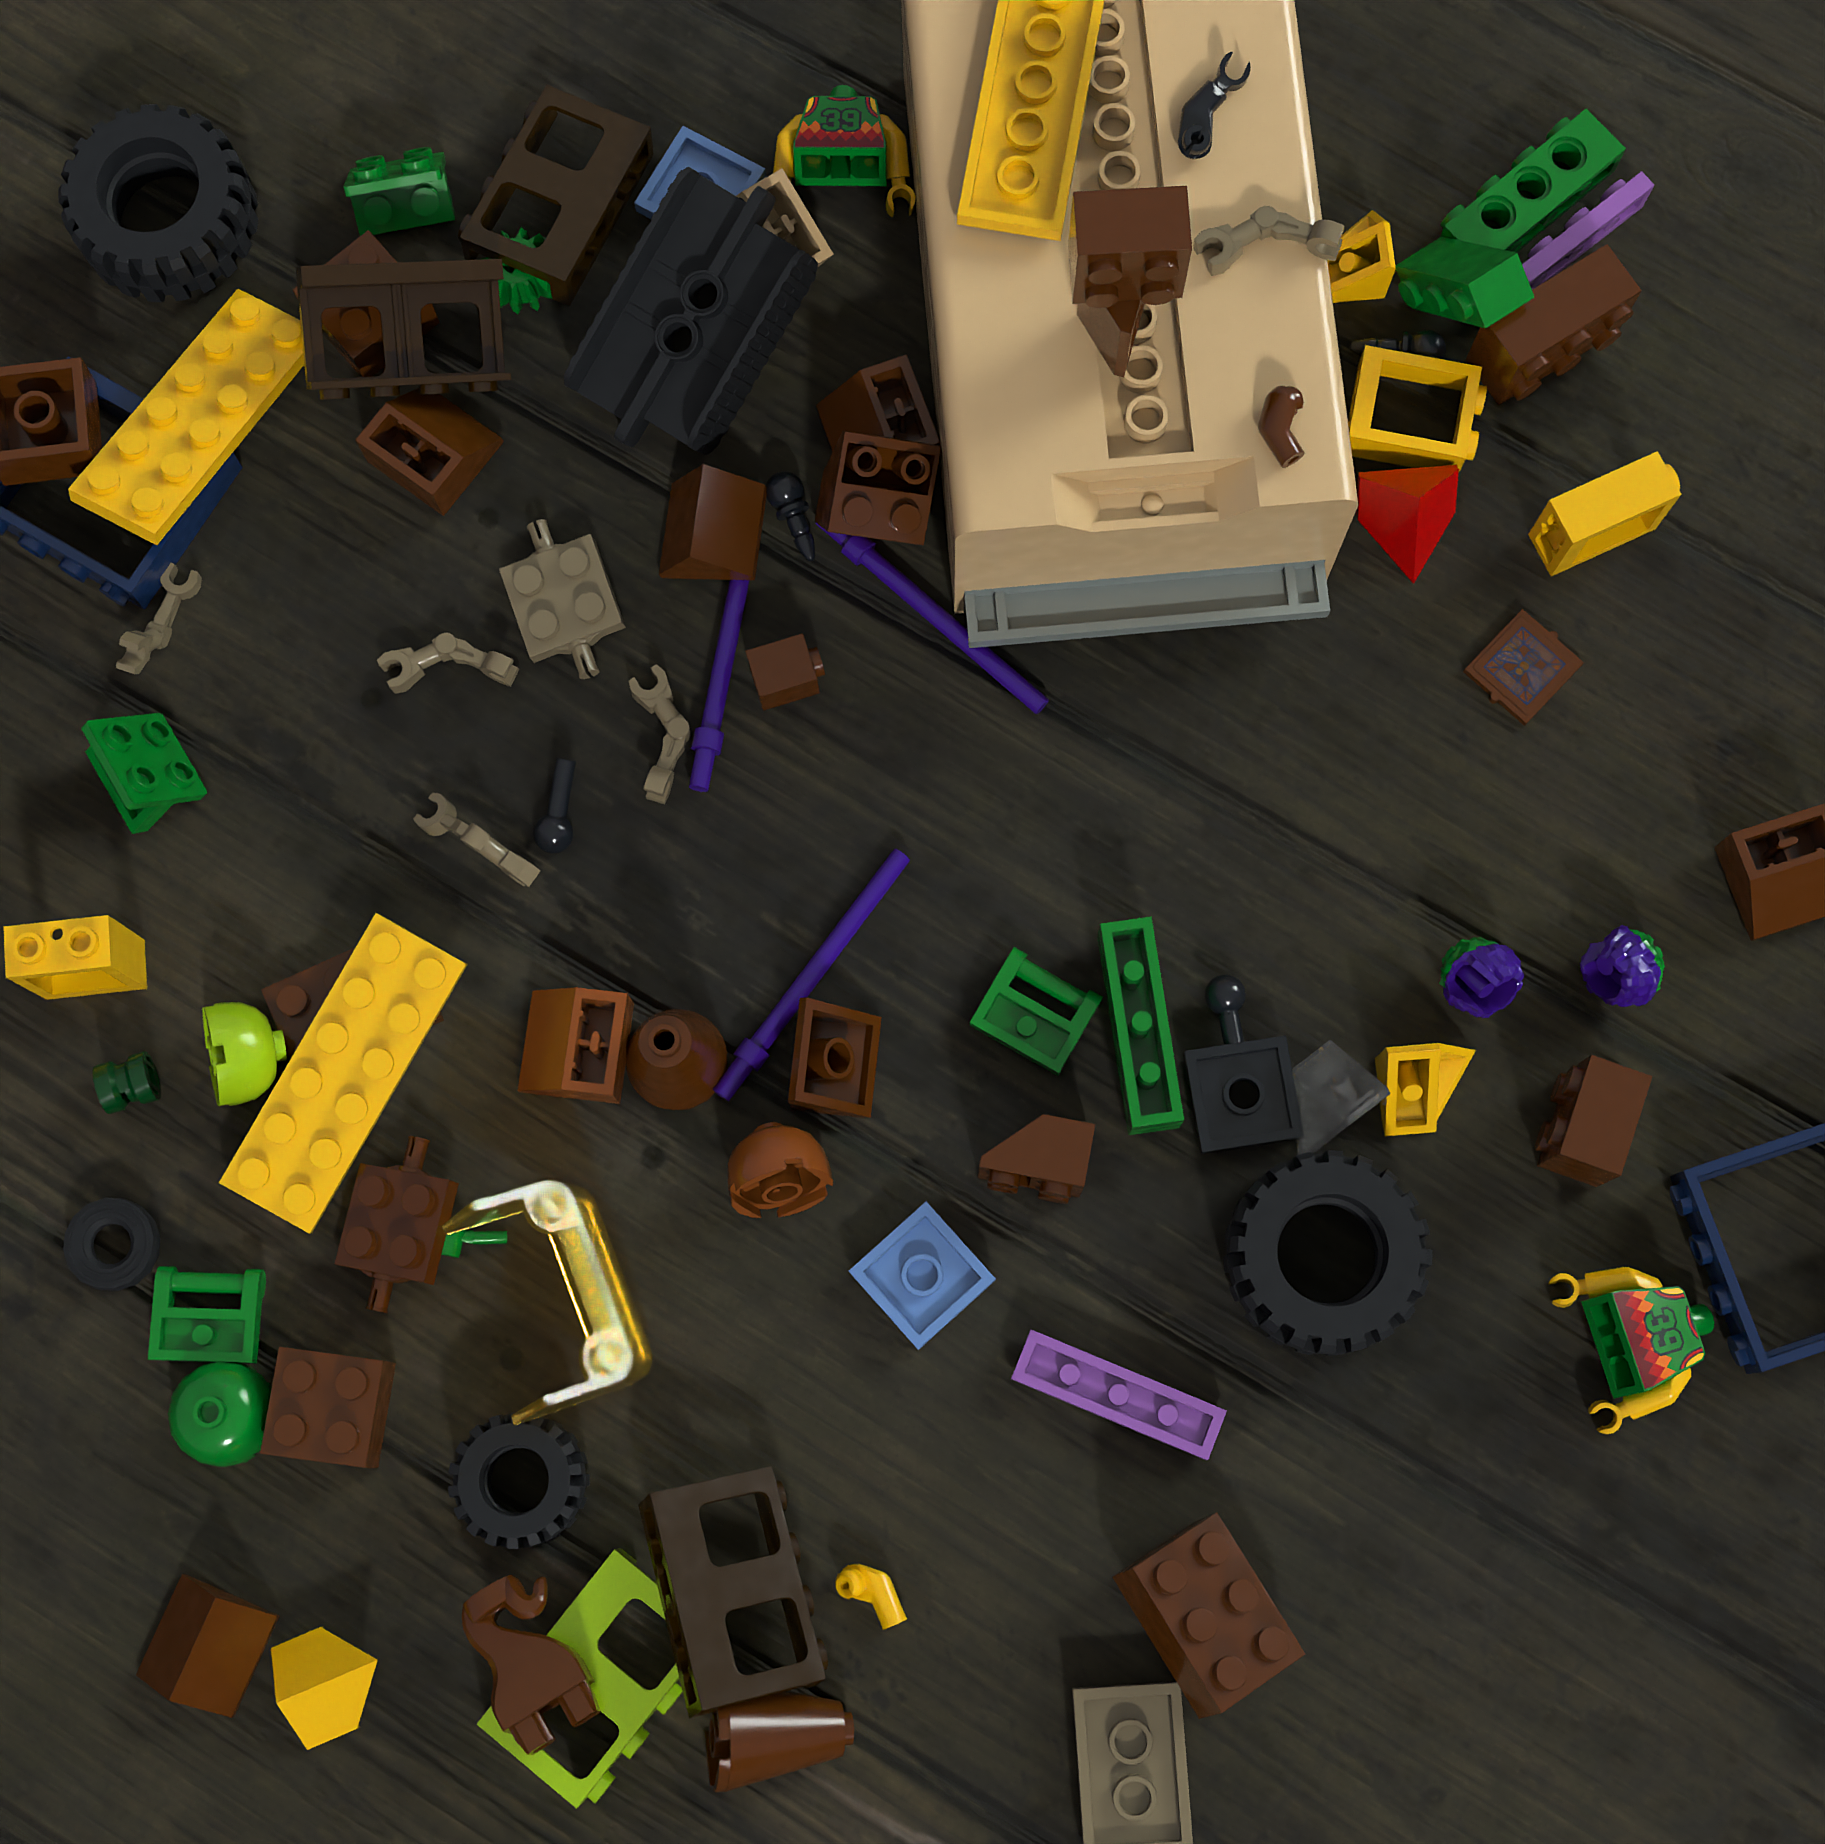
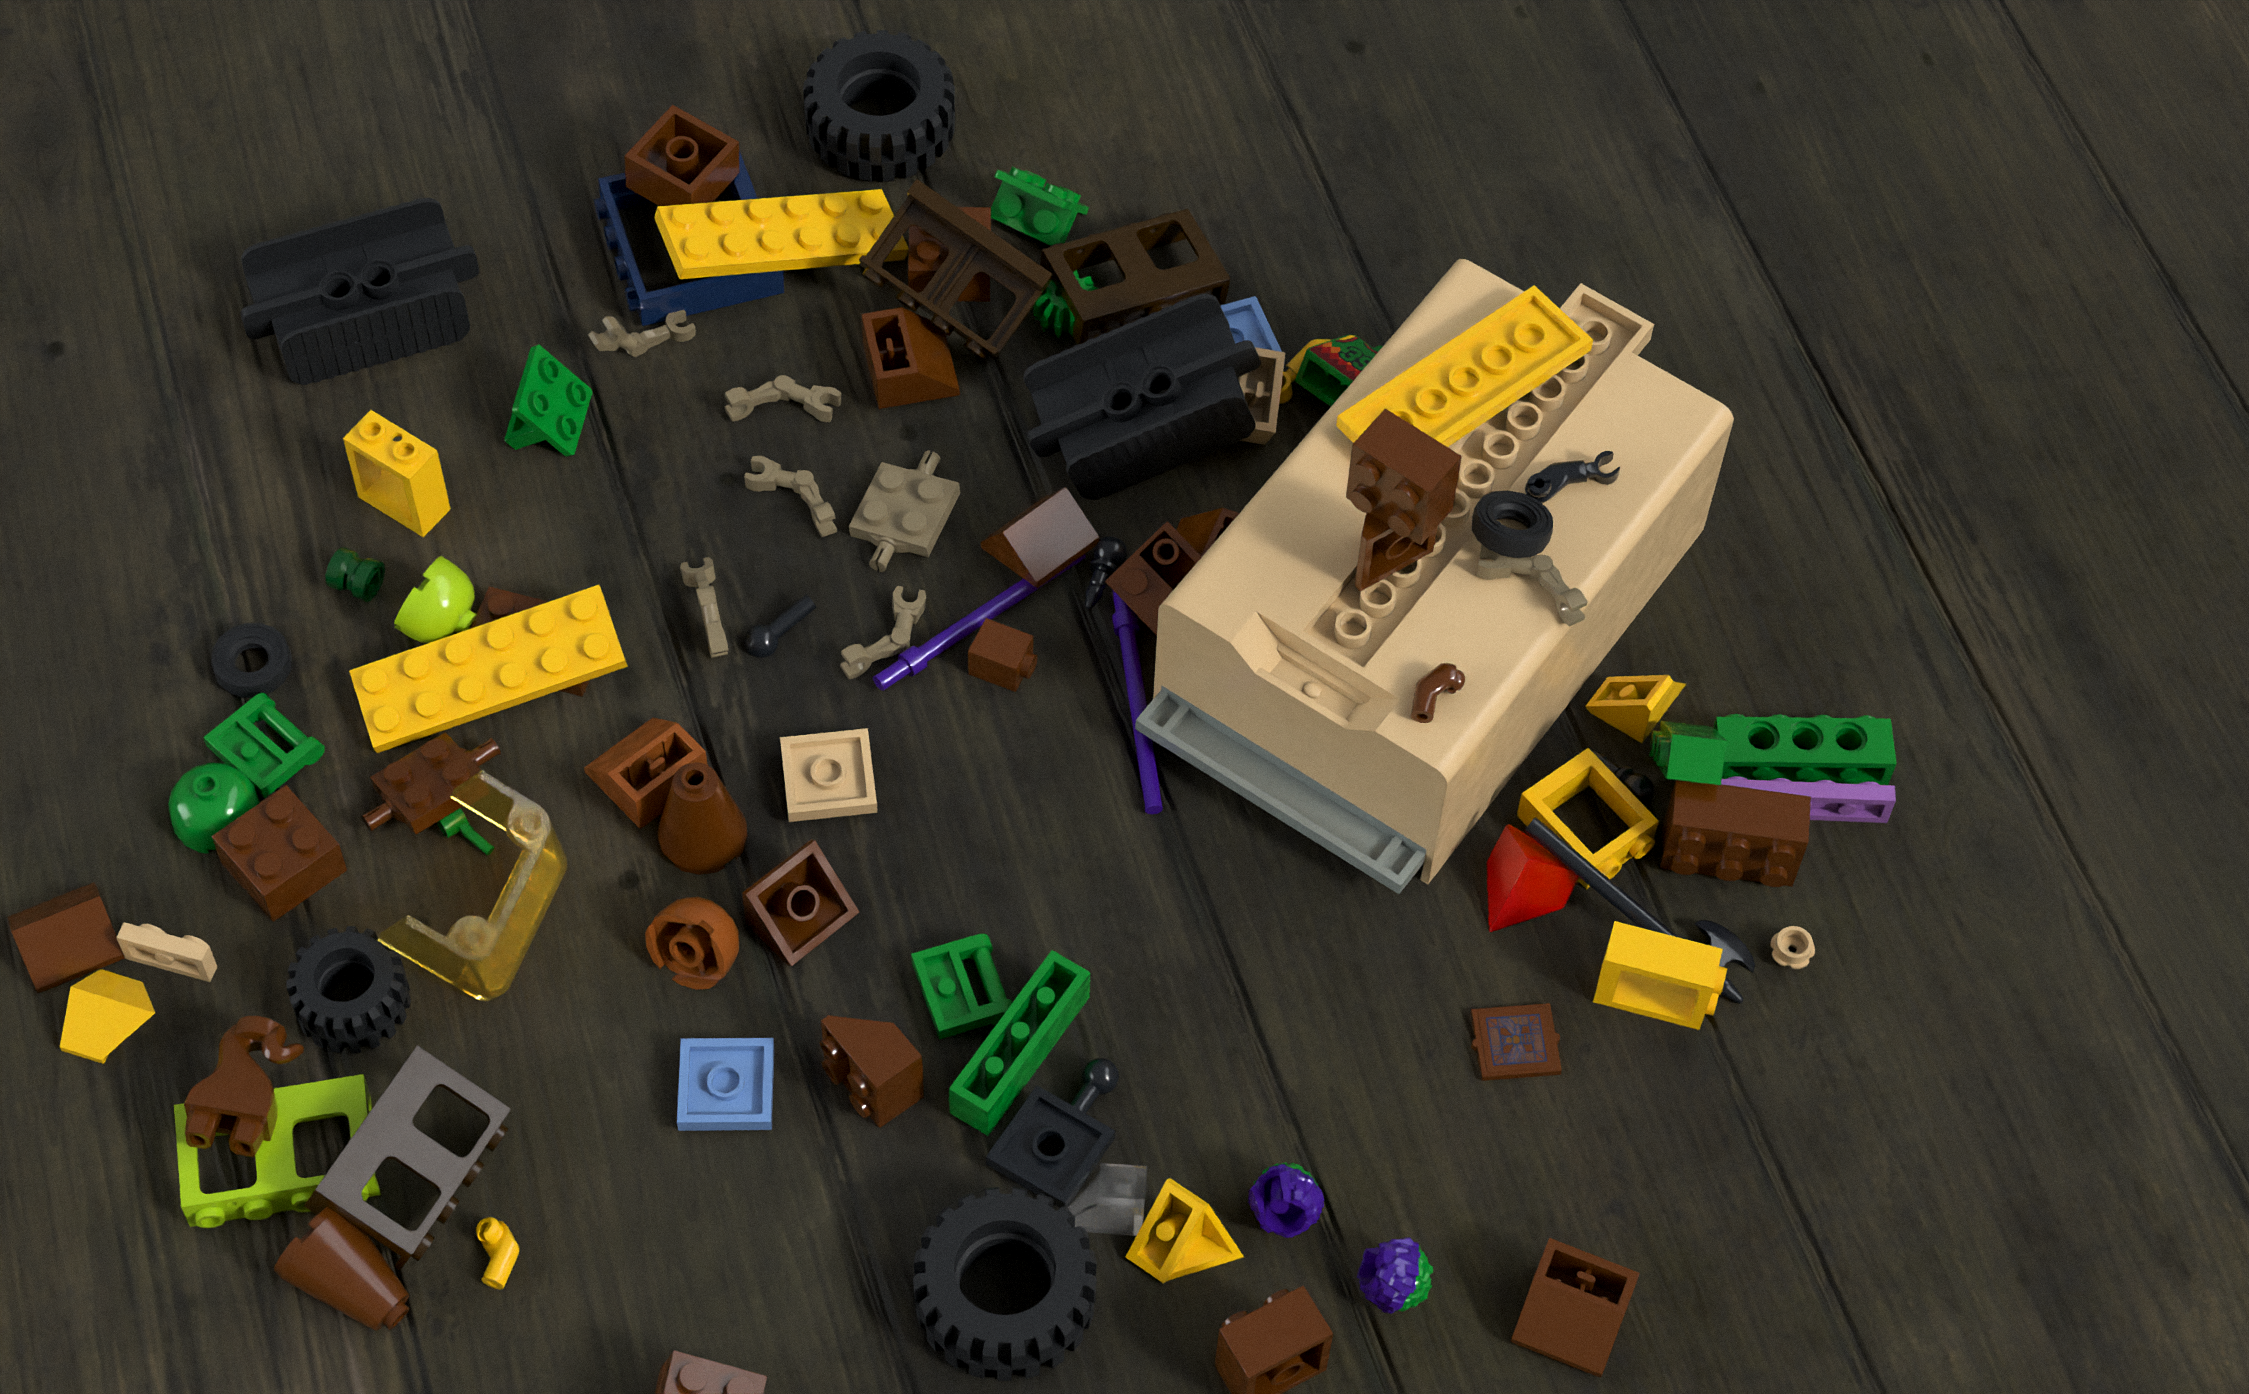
camera: 35 degrees right, 20 degrees down
(297, 1591) = (164, 951): none -> tan plate
(339, 566) = (783, 388): none -> dark tan piece
(738, 913) = (828, 775): none -> tan plate
(753, 1052) = (753, 865): dark purple bar -> none
(1119, 1395) = (780, 1264): medium lavender plate -> none
(1218, 175) = (1507, 540): none -> black tyre
(1611, 432) = (1717, 935): none -> black piece
(1680, 382) = (1792, 937): none -> tan plate

